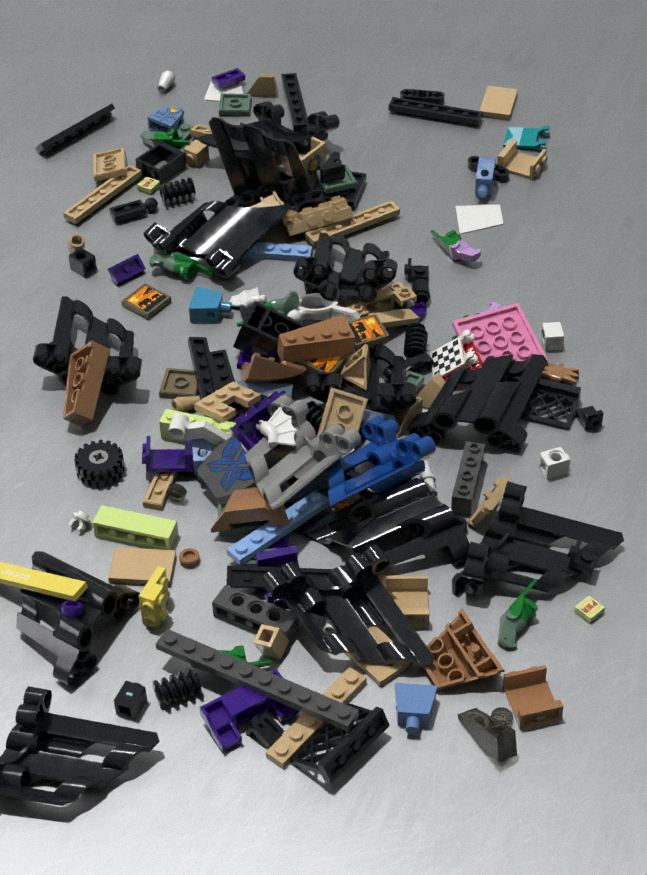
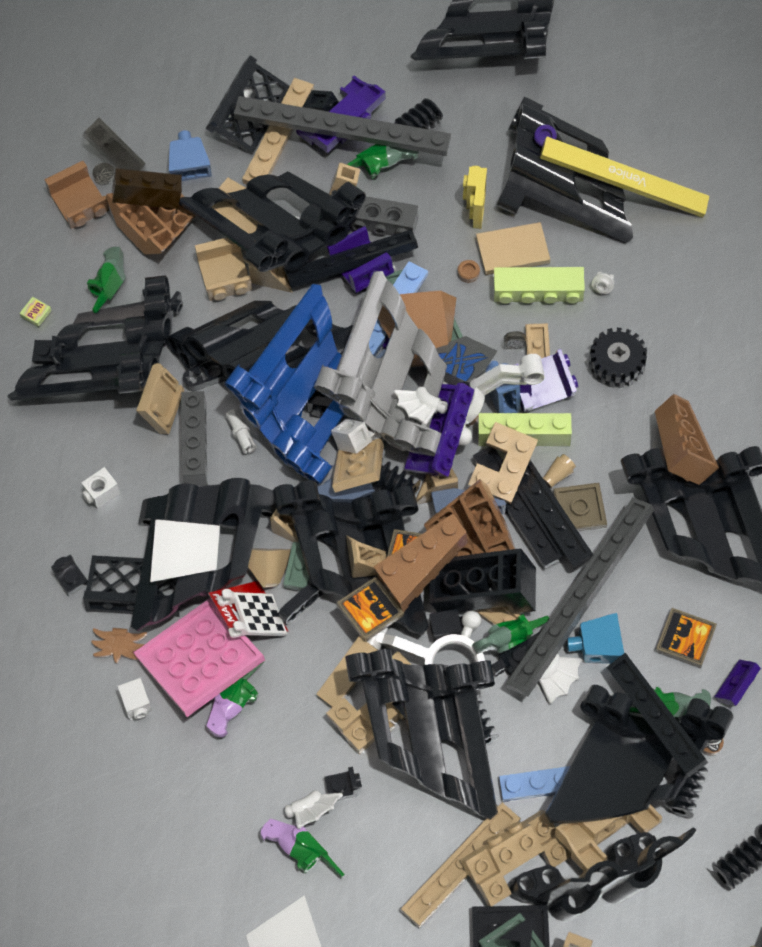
camera: 165 degrees right, 20 degrees up
(130, 700) = (457, 99): black brick -> none
(192, 246) = (657, 715): none -> black plate
(207, 319) = (579, 597): none -> dark grey plate
(415, 340) = (306, 635): black piece -> none
(420, 310) = (319, 710): dark purple tile -> none
(421, 290) = (326, 740): black brick -> none
(441, 259) = (311, 807): none -> white arm
(463, 661) = (146, 188): none -> dark brown brick
(496, 378) = (183, 549): none -> white sticker

